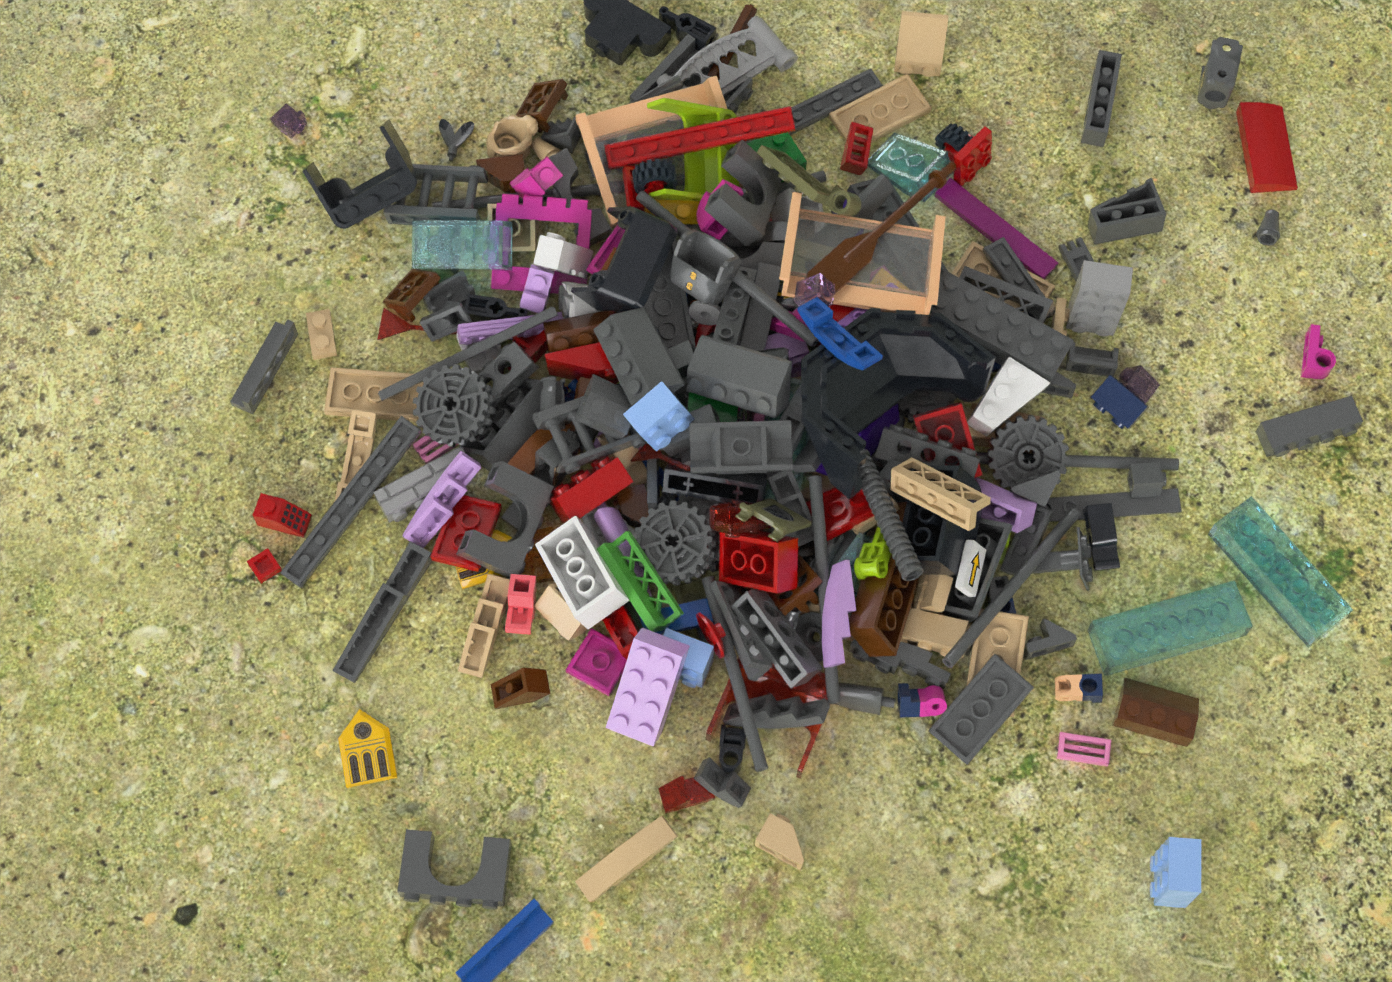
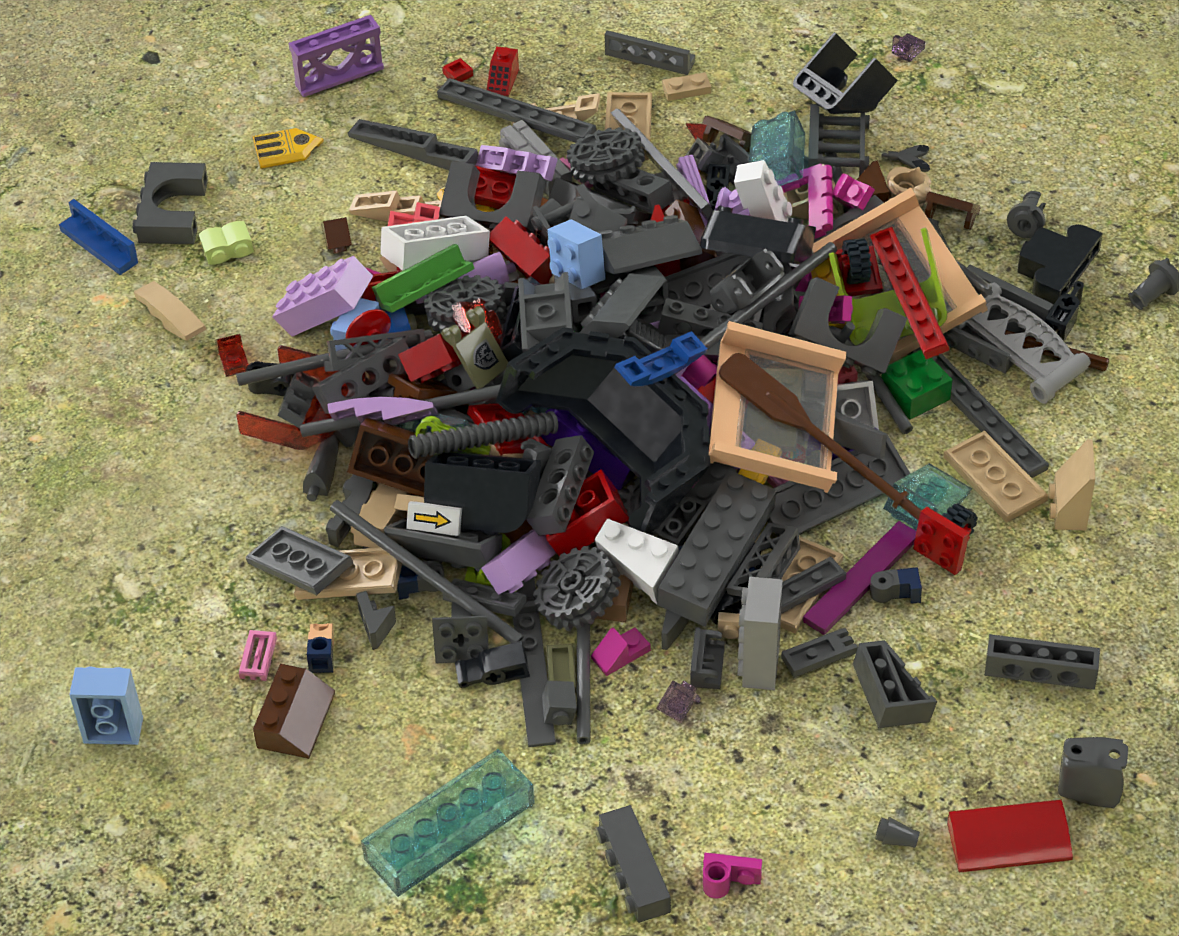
camera: 90 degrees right, 20 degrees down
(249, 685) = (321, 45): none -> medium lavender fence
(525, 804) = (226, 242): none -> yellowish green brick
(565, 42) = (1026, 217): none -> dark grey piece
(725, 786) = (238, 363): dark grey slope -> none
(780, 840) = (176, 417): tan slope -> none
(808, 185) = (852, 371): olive hinge -> none
(814, 287) = (719, 358): bracket -> none
(851, 162) = (941, 441): red slope -> none
(920, 701) = (311, 512): leg -> none
(933, 494) = (498, 449): tan fence -> none
(1008, 199) = (896, 585): none -> leg
(1037, 487) = (534, 590): dark grey slope -> none
(1079, 430) = (619, 650): none -> dark pink slope
(1097, 480) = (561, 663): none -> olive tile
(1119, 402) = (650, 677): dark blue brick -> none
(1169, 628) = (385, 723): clear light blue brick -> none

